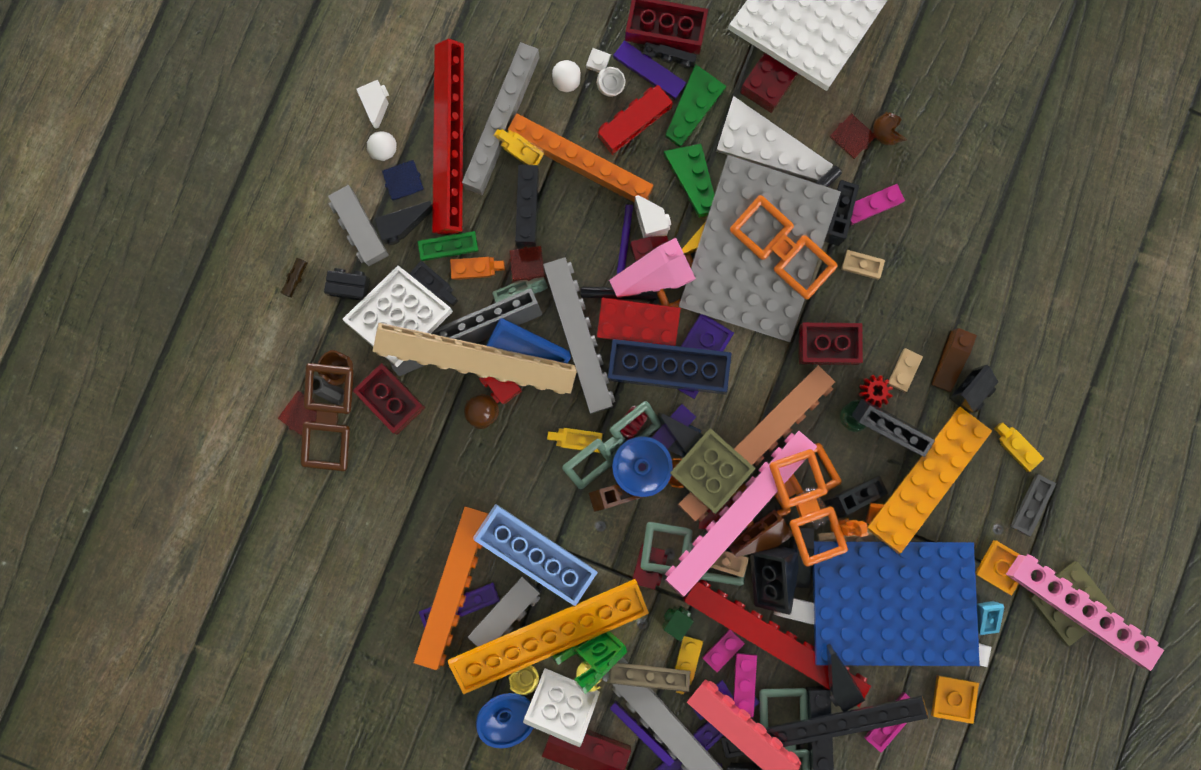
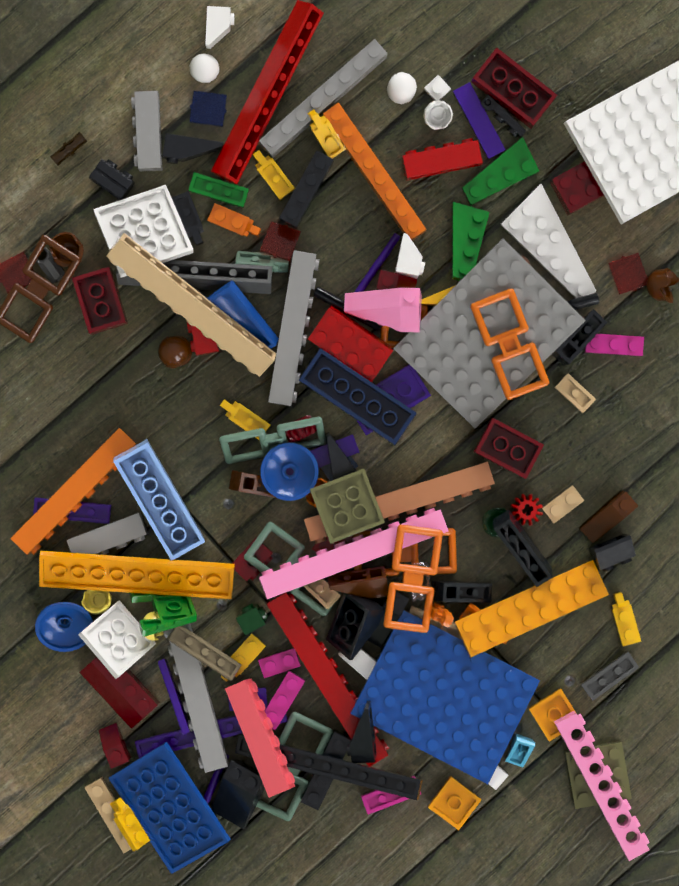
camera: 20 degrees right, 5 degrees up
(491, 208) = (273, 175): none -> yellow hinge

